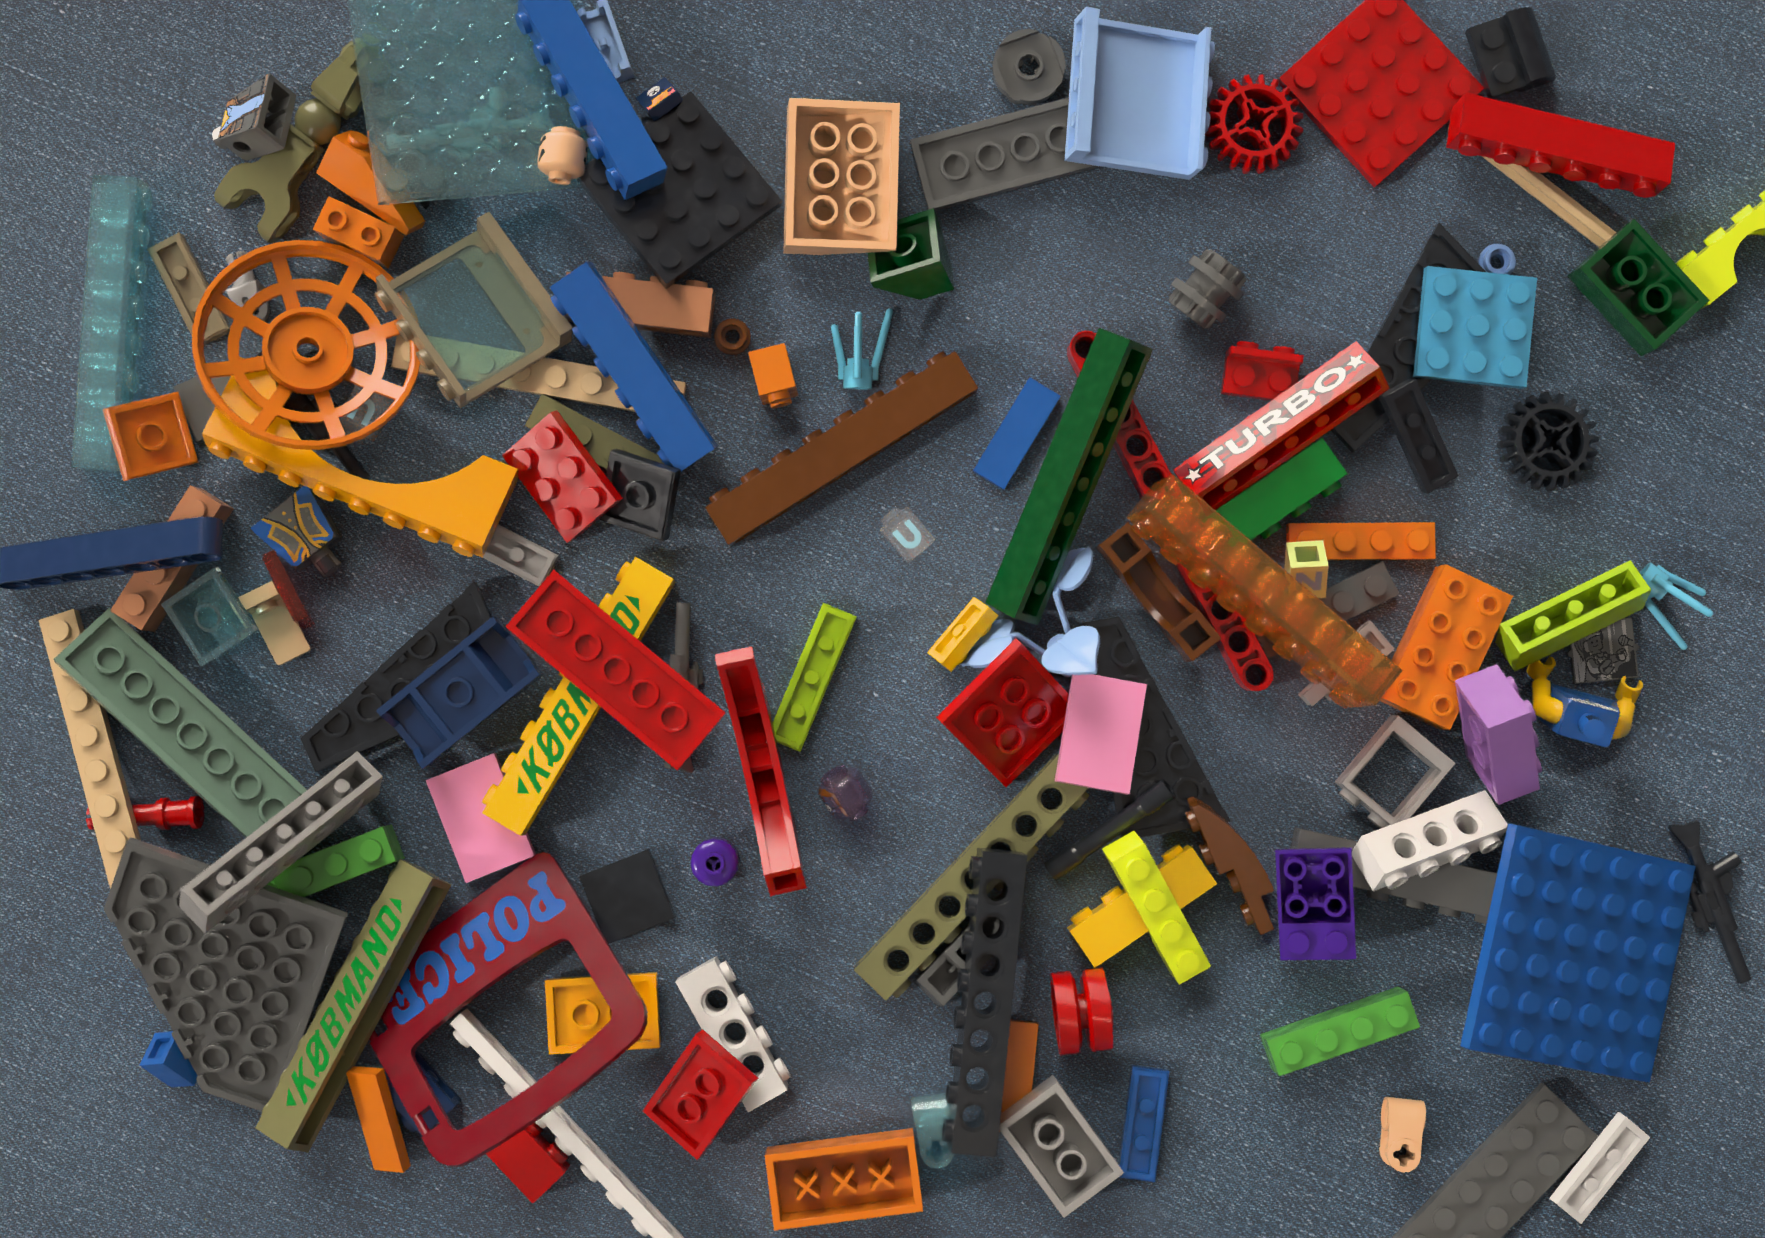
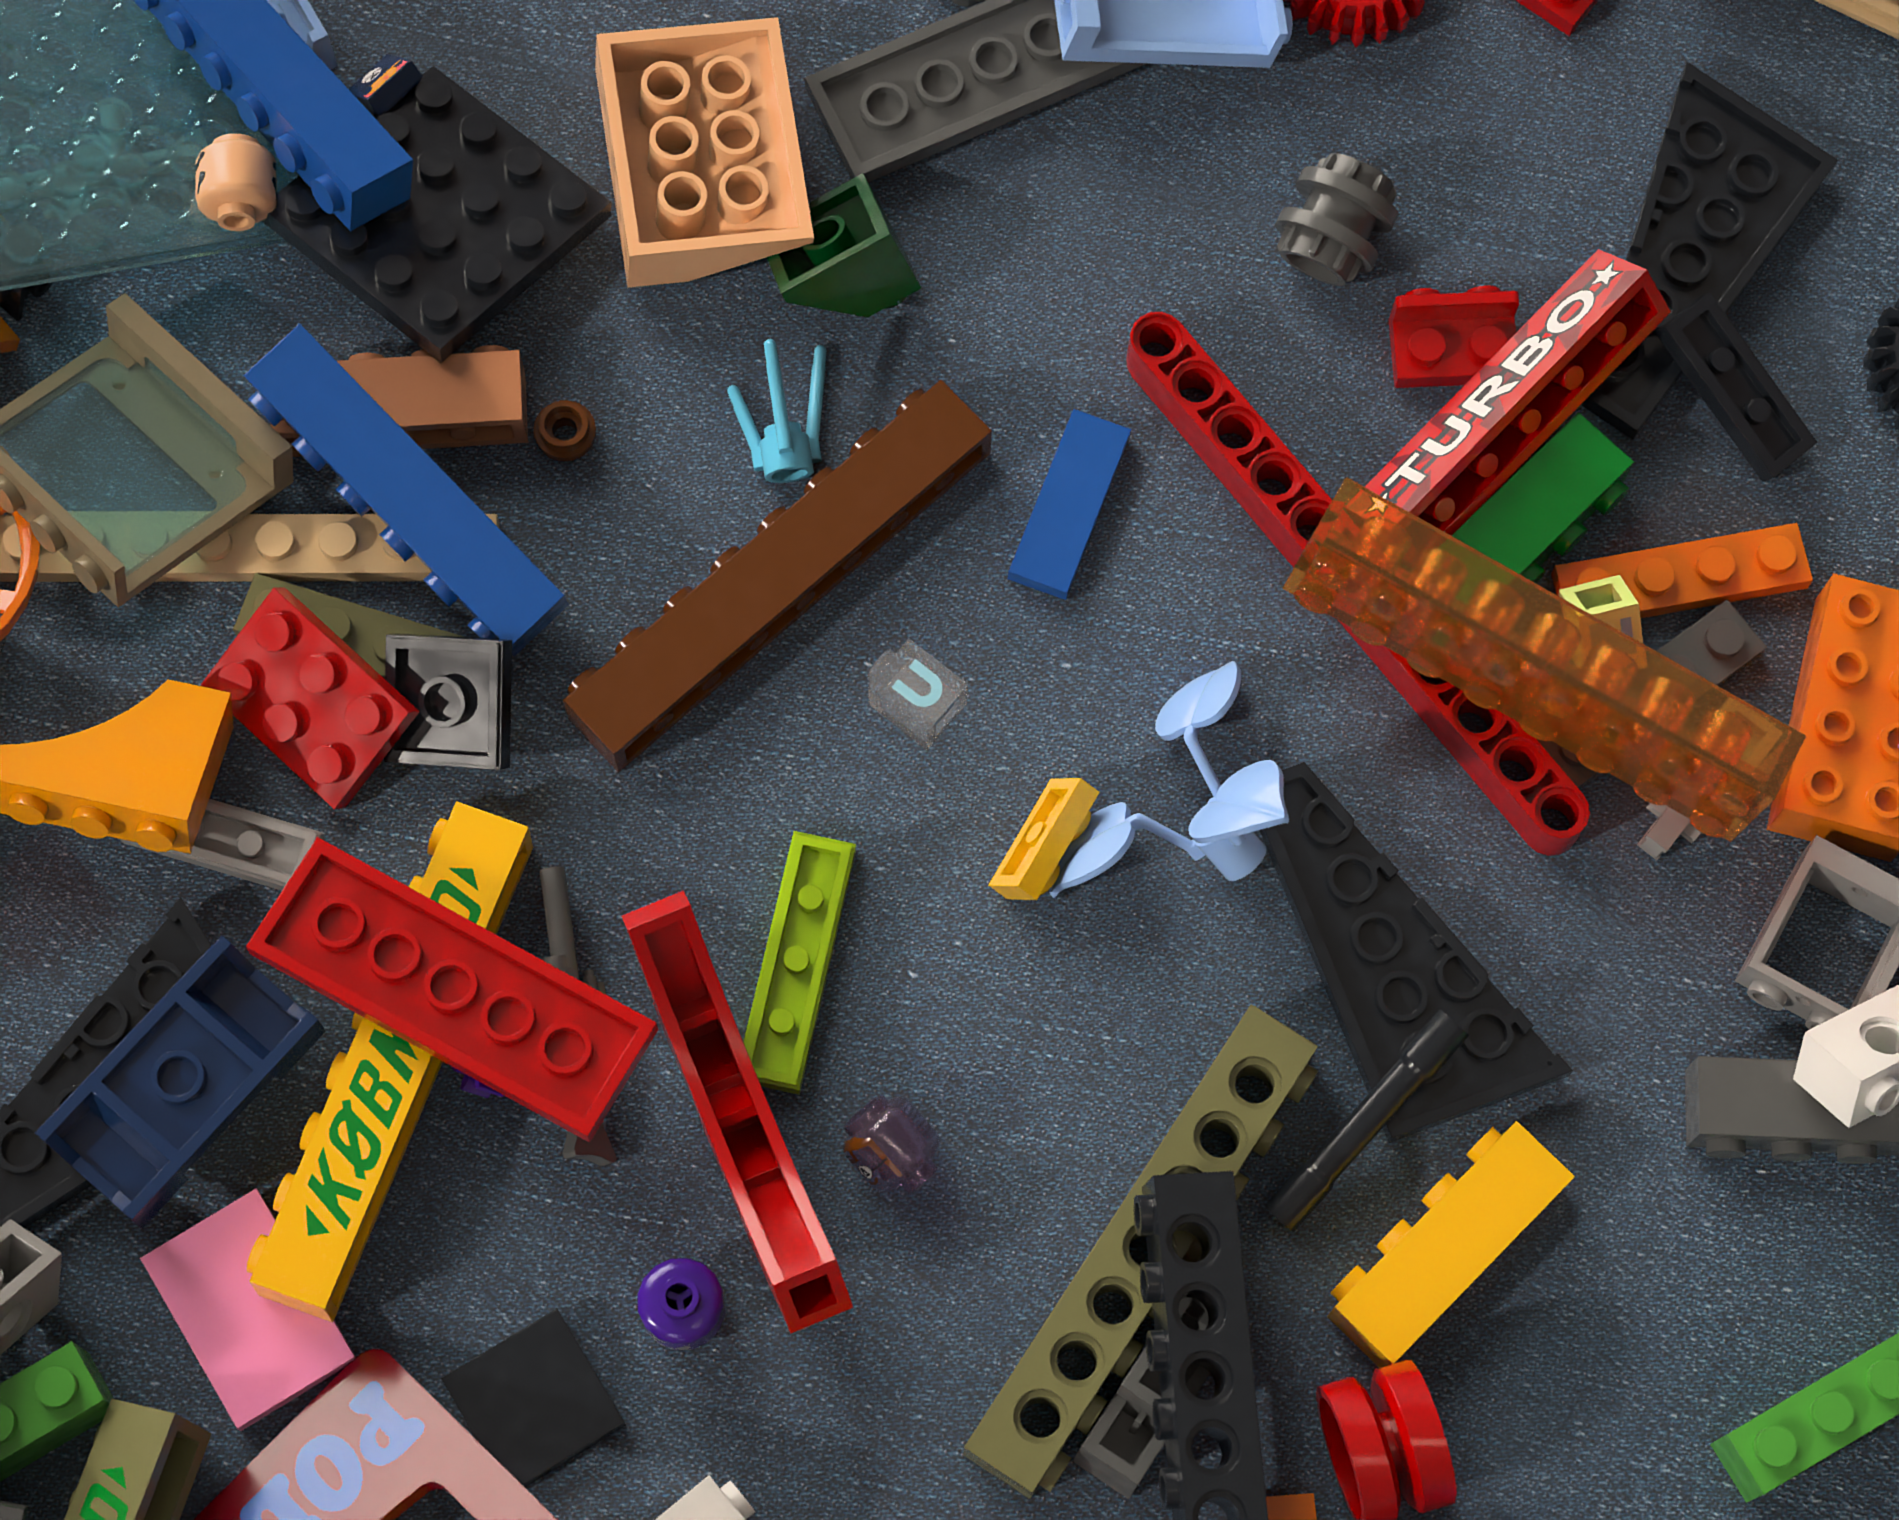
camera: 10 degrees left, 15 degrees down
(773, 375) = (644, 467): orange brick -> none
(1008, 713) = (1152, 949): red plate -> none
(1068, 476) = (1171, 541): dark green brick -> none
(1101, 733) = (1315, 954): bright pink tile -> none
(1156, 907) = (1453, 1196): neon yellow arch -> none
(1157, 594) = (1404, 748): reddish brown arch -> none
(1229, 852) = (1581, 1113): reddish brown slope -> none
(1315, 904) = (1753, 1174): dark purple slope -> none
(1475, 327) = (1785, 206): dark azure plate -> none
(1503, 253) = (1801, 96): medium blue plate -> none

